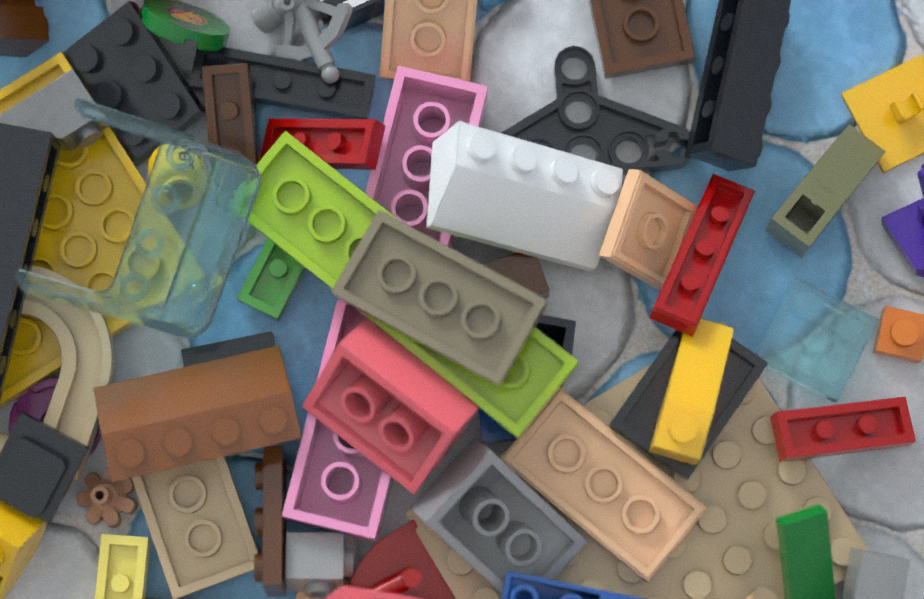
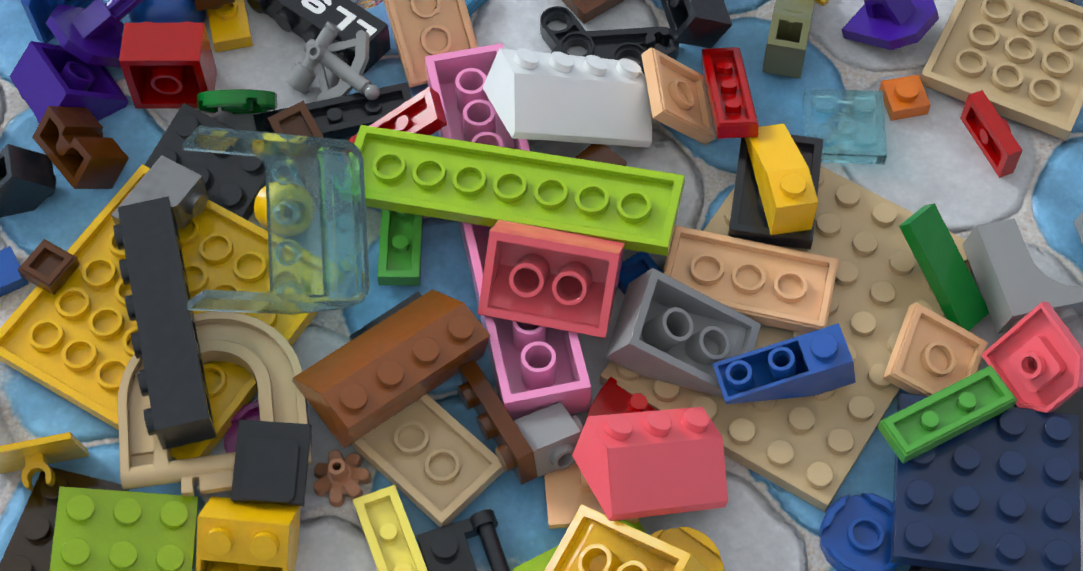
camera: 30 degrees left, 20 degrees down
(439, 298) = (550, 174): dark tan plate -> none
(842, 429) = (903, 167): red plate -> none

